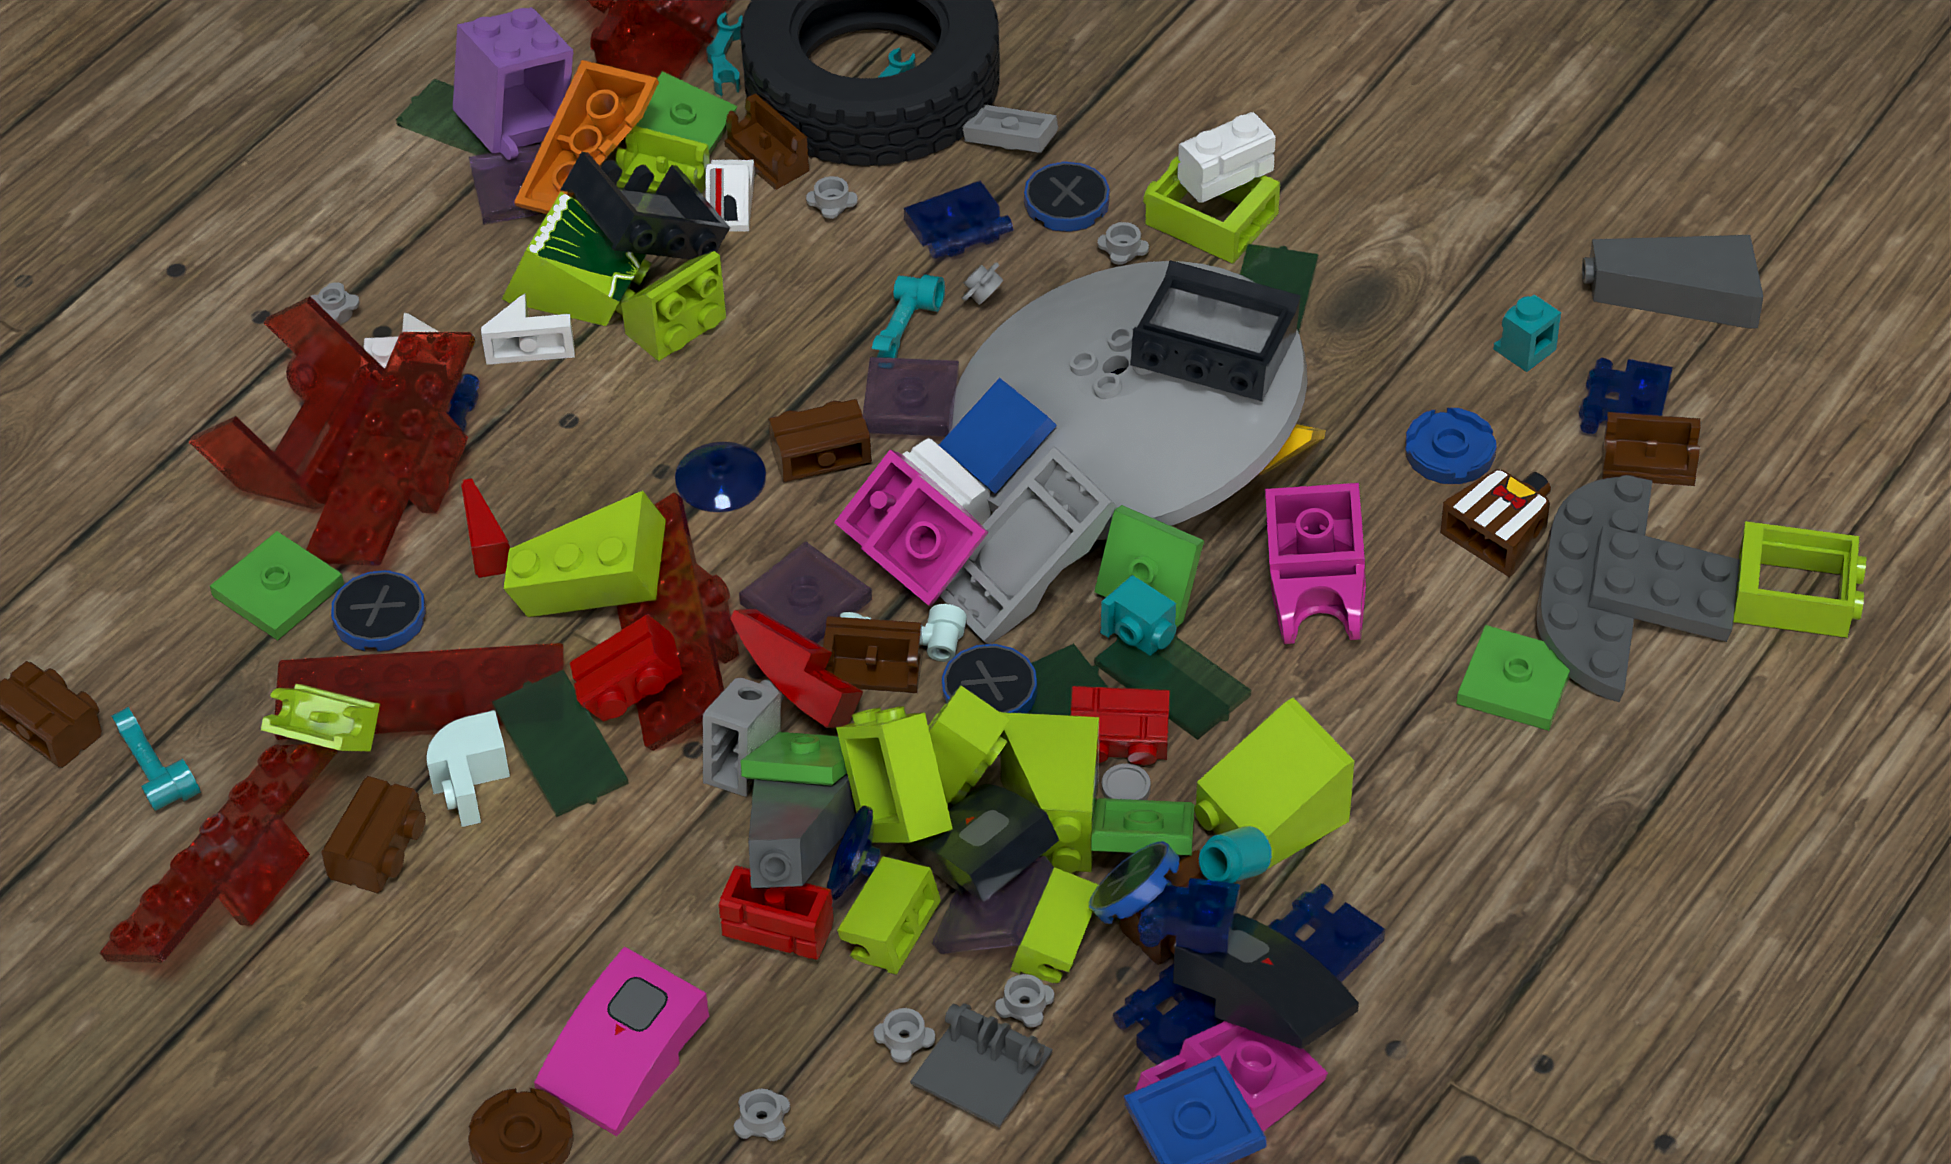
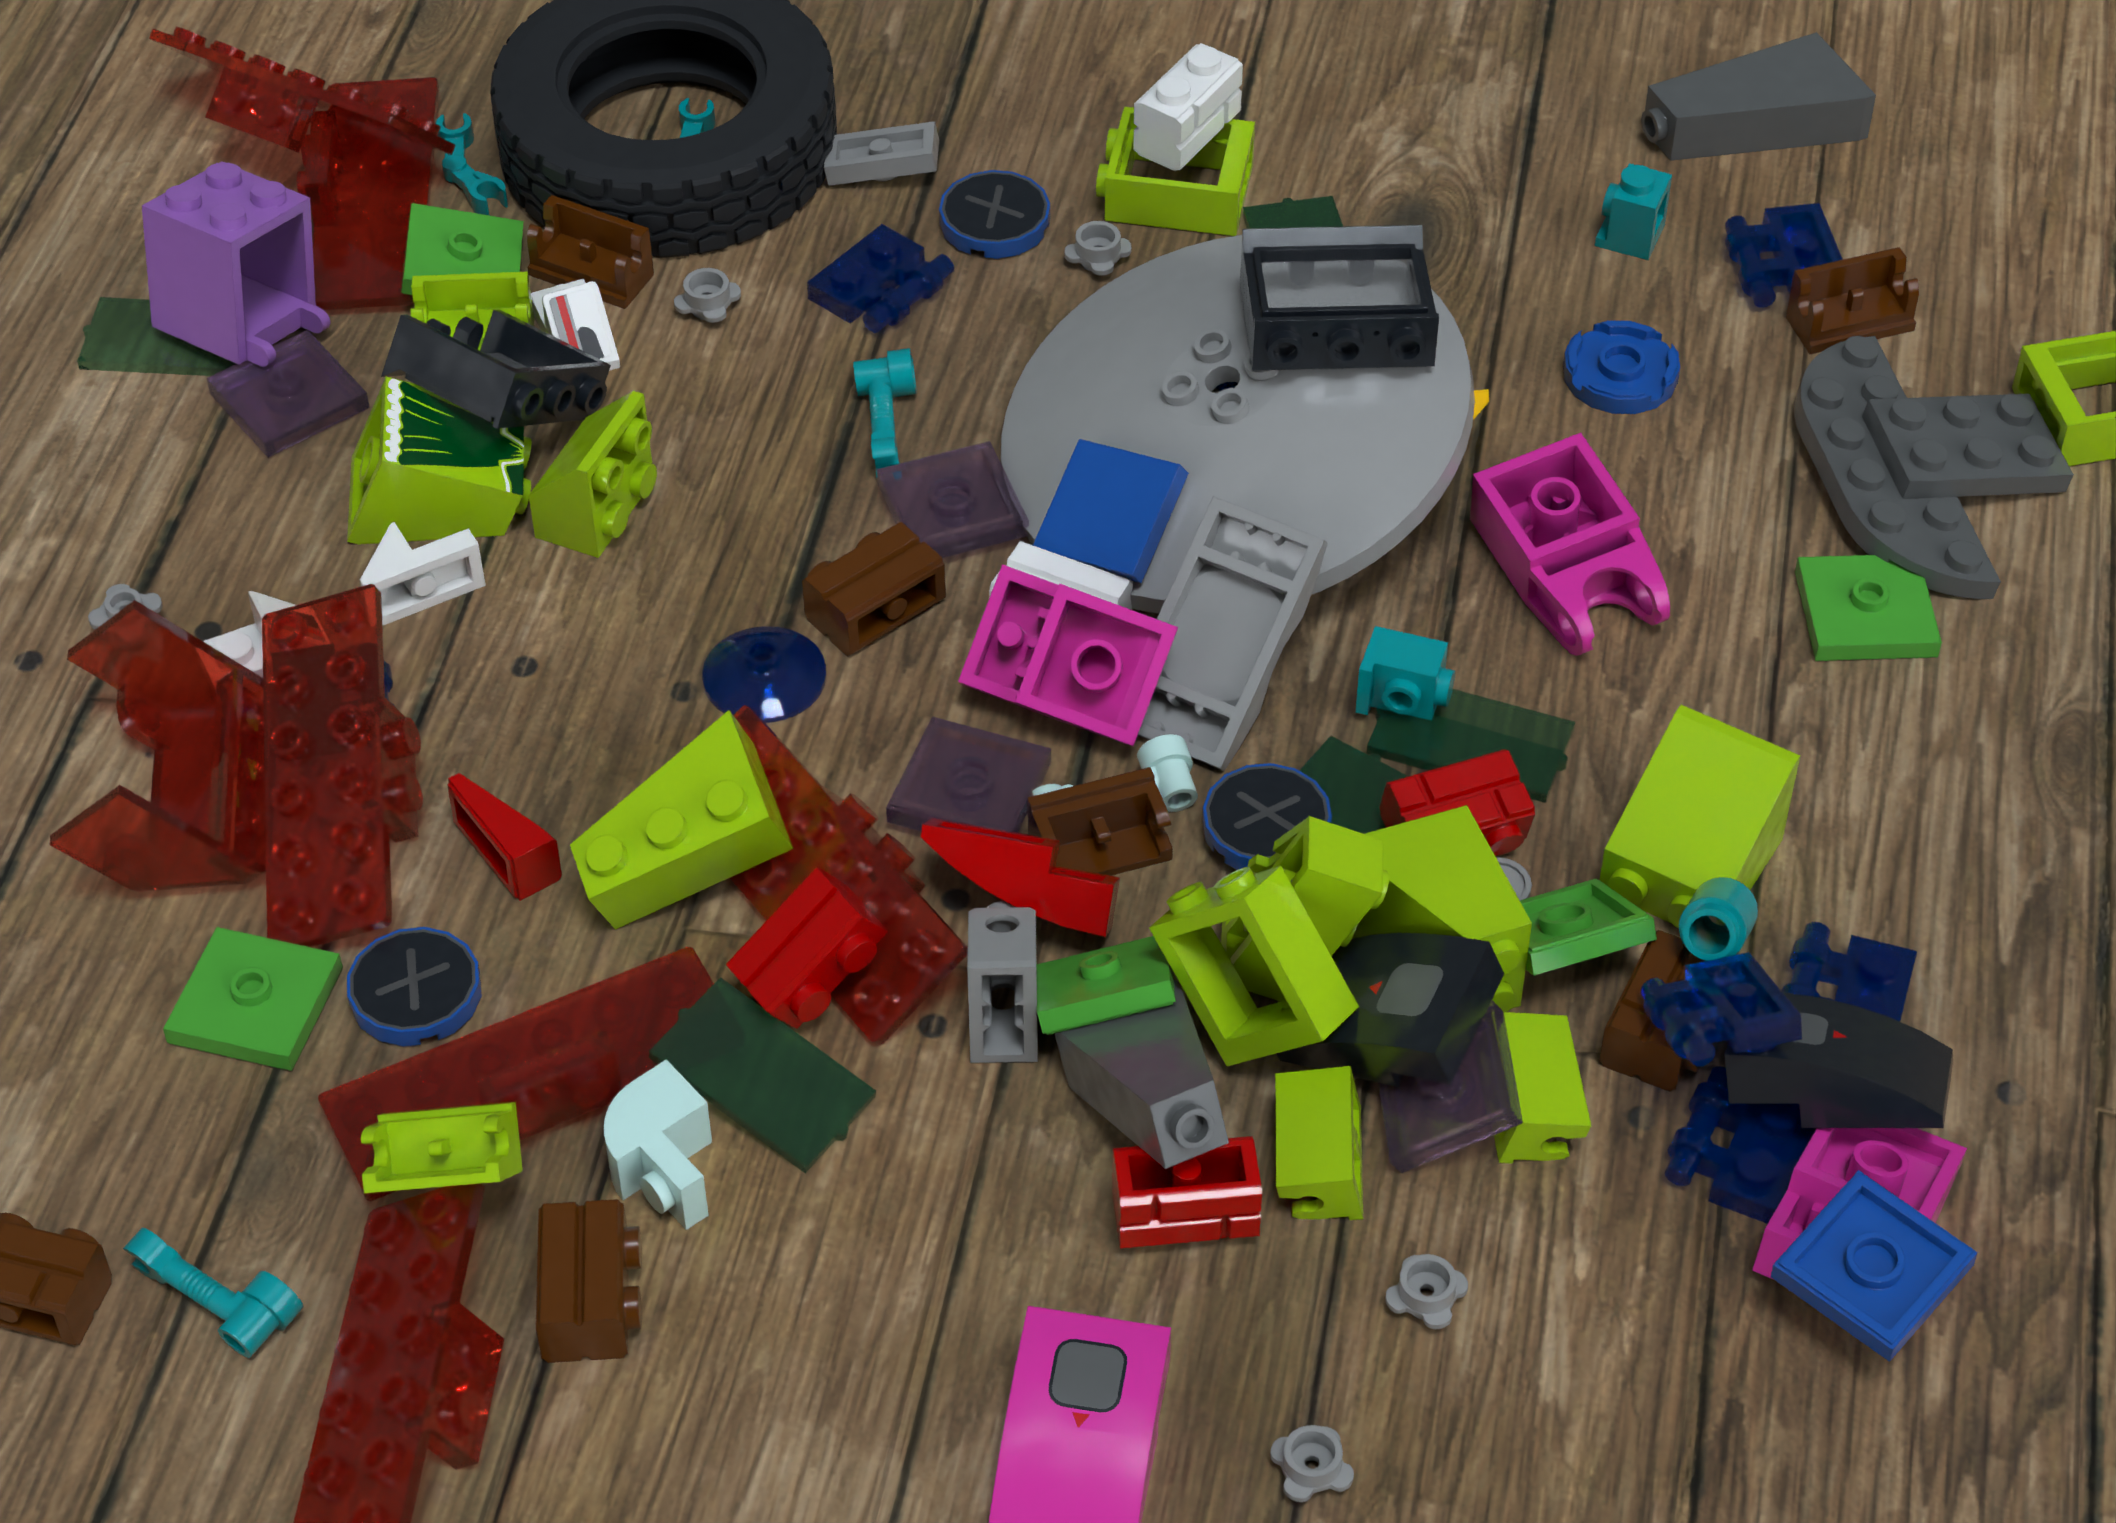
camera: 25 degrees left, 0 degrees up
(593, 119) = (364, 280): orange wedge -> none
(854, 853) = (1241, 1074): clear blue dish -> none
(981, 1065) = (1546, 1294): dark grey hinge -> none
(982, 283) = (960, 342): light grey plate -> none
(1025, 988) = (1551, 1177): light grey plate -> none
(1134, 882) = (1622, 994): tile -> none
(1152, 553) = (1378, 589): bright green plate -> none
(1498, 518) = (1737, 431): reddish brown torso -> none

